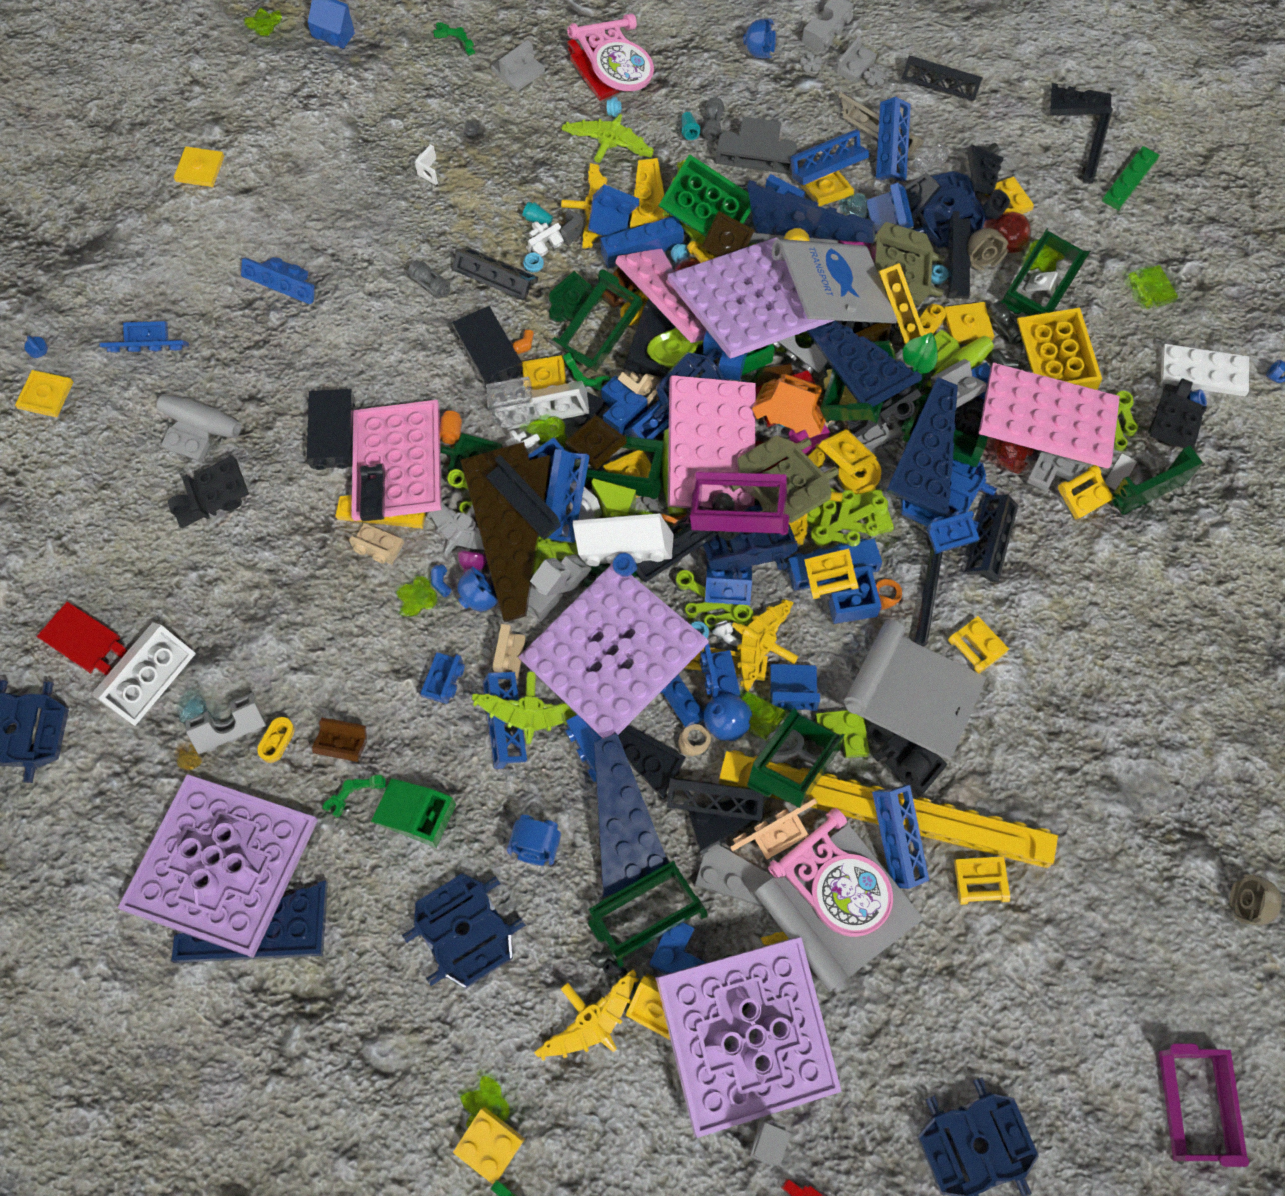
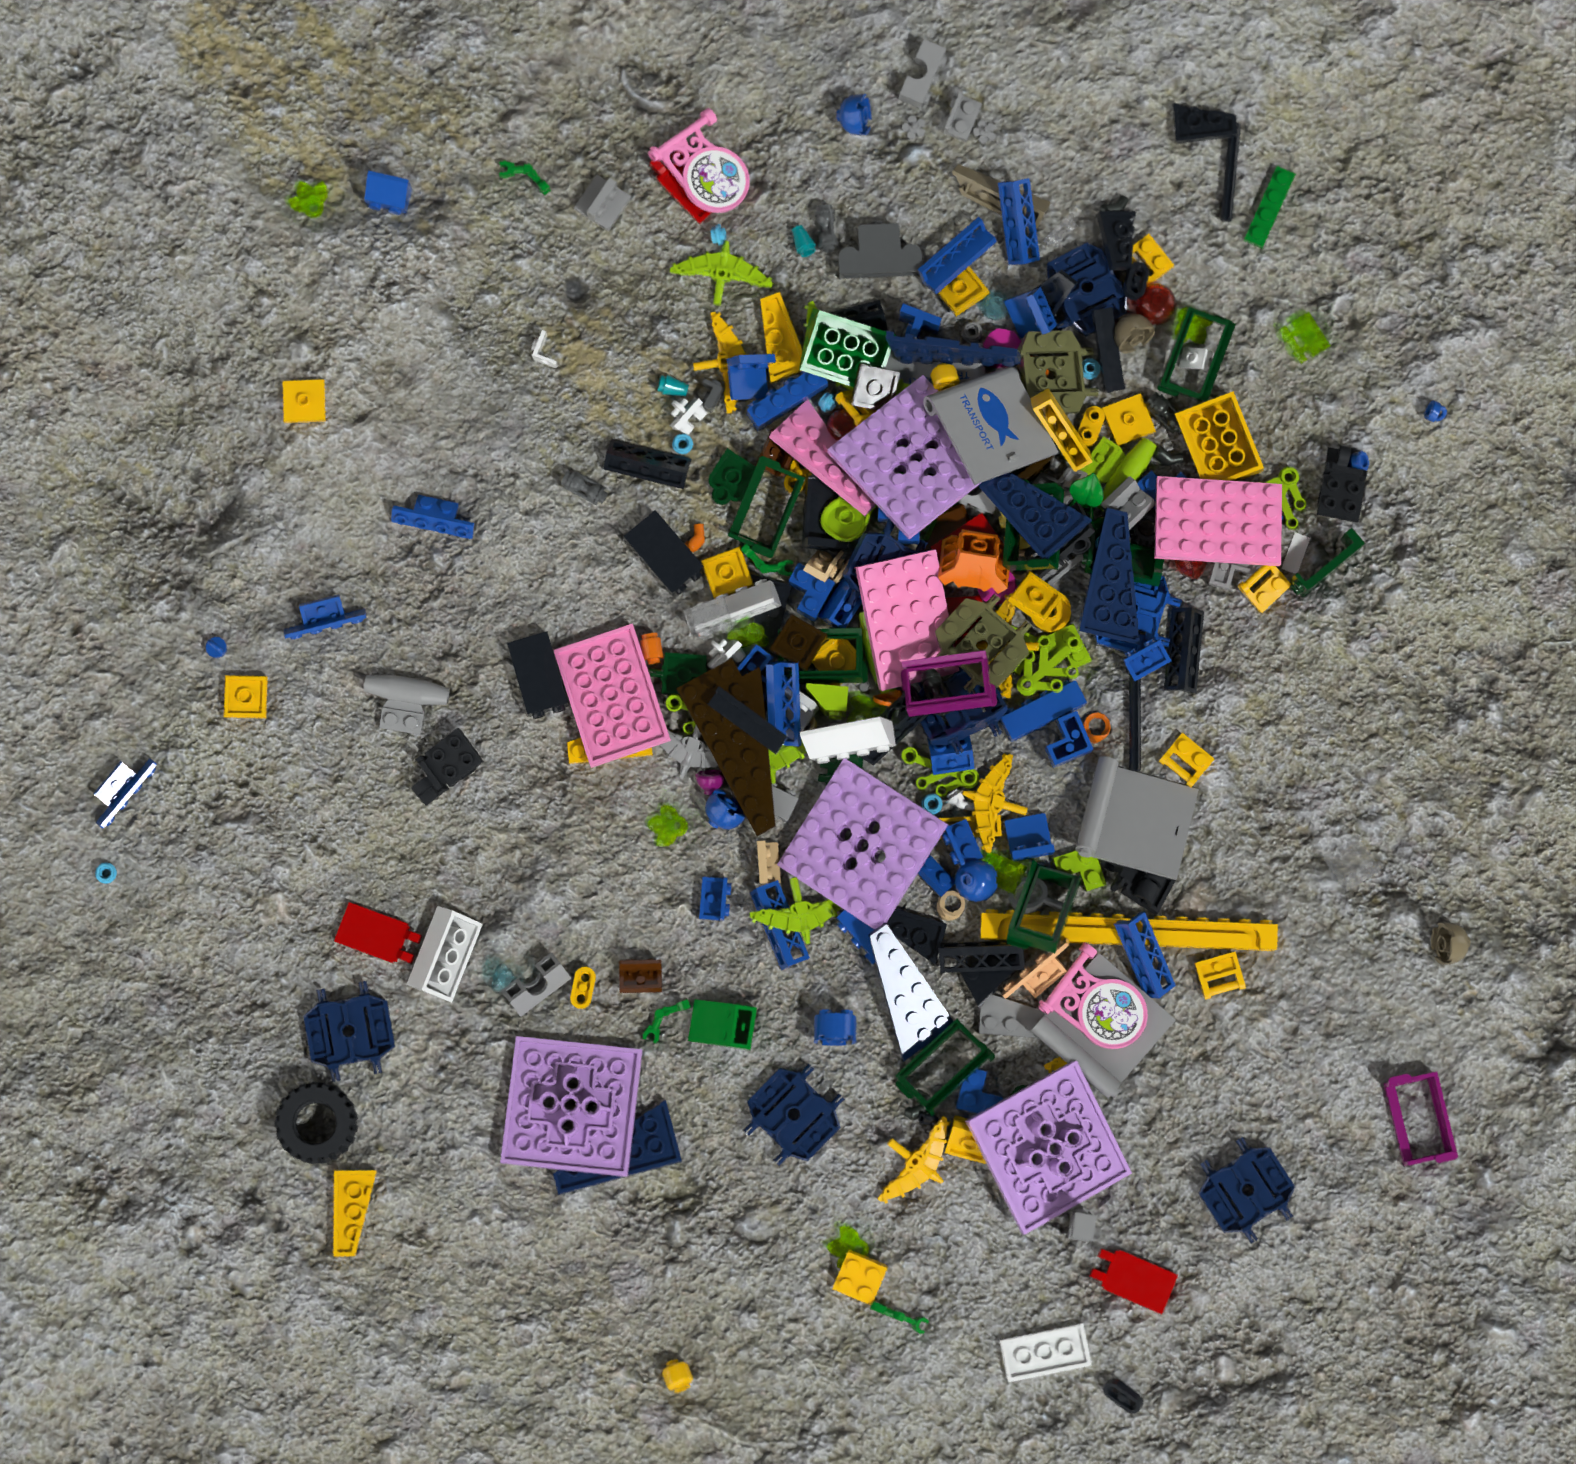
camera: 15 degrees left, 15 degrees up
(190, 759) = (514, 1023): clear yellow plate -> none
(372, 493) = (603, 739): black plate -> none
(377, 543) = (615, 781): tan bracket -> none
(437, 575) = (682, 804): blue arm -> none
(560, 577) = (798, 783): light grey arch -> none
(624, 564) = (855, 763): blue tile -> none
(830, 566) = (1040, 721): yellow plate -> none
(943, 70) = (1057, 112): black fence -> none
(1206, 369) = (1364, 423): white plate -> none

